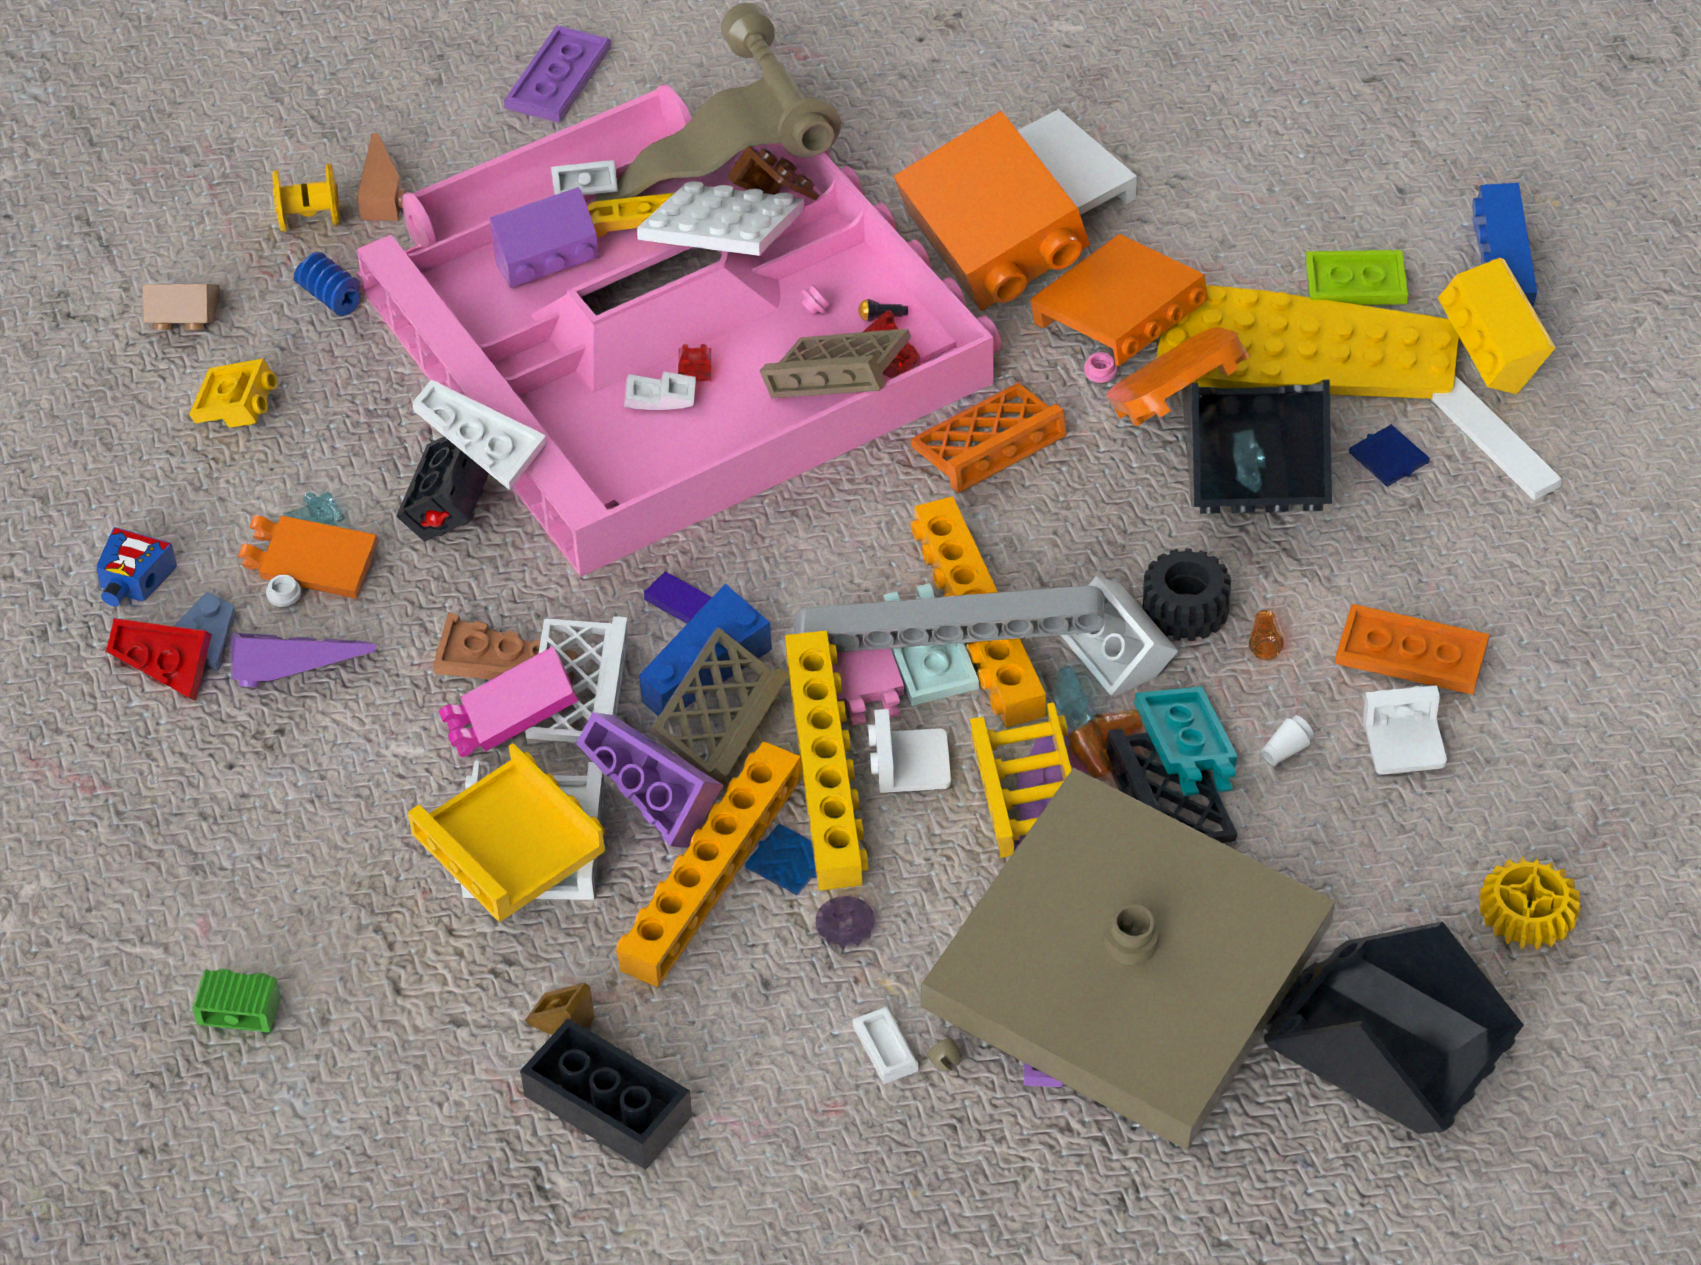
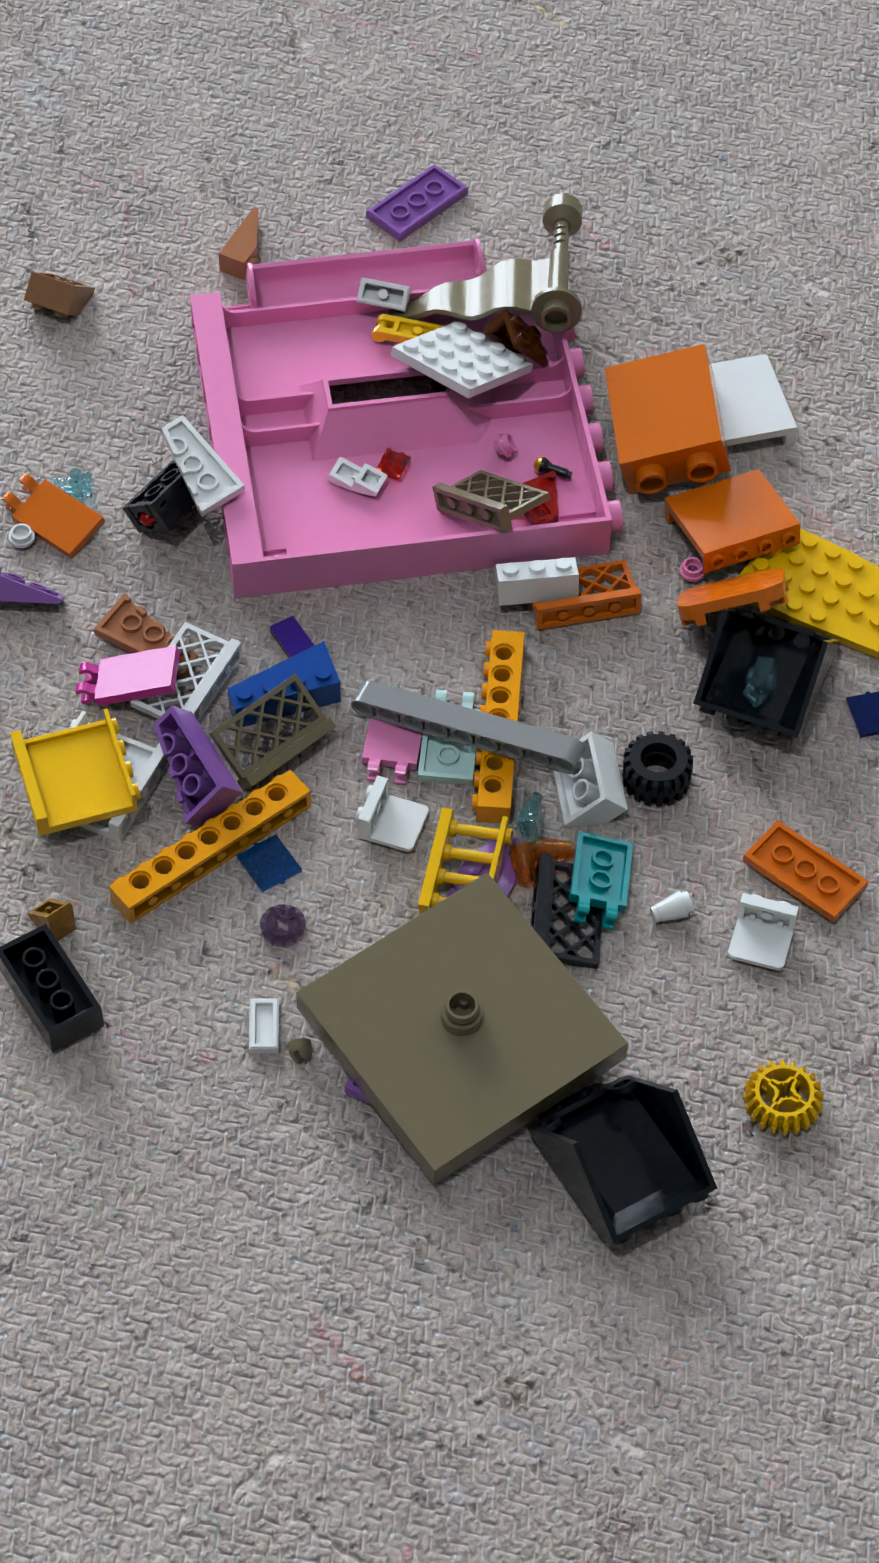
camera: 20 degrees right, 5 degrees up
(234, 393) = (61, 375): yellow plate -> none
(306, 198) = (182, 242): yellow hose -> none
(328, 283) = (168, 313): blue piece -> none
(543, 237) = (330, 330): medium lavender slope -> none
(812, 678) = (304, 883): yellow brick -> none
(934, 436) = (536, 581): none -> white slope
(1265, 637) = (700, 822): clear orange cone -> none

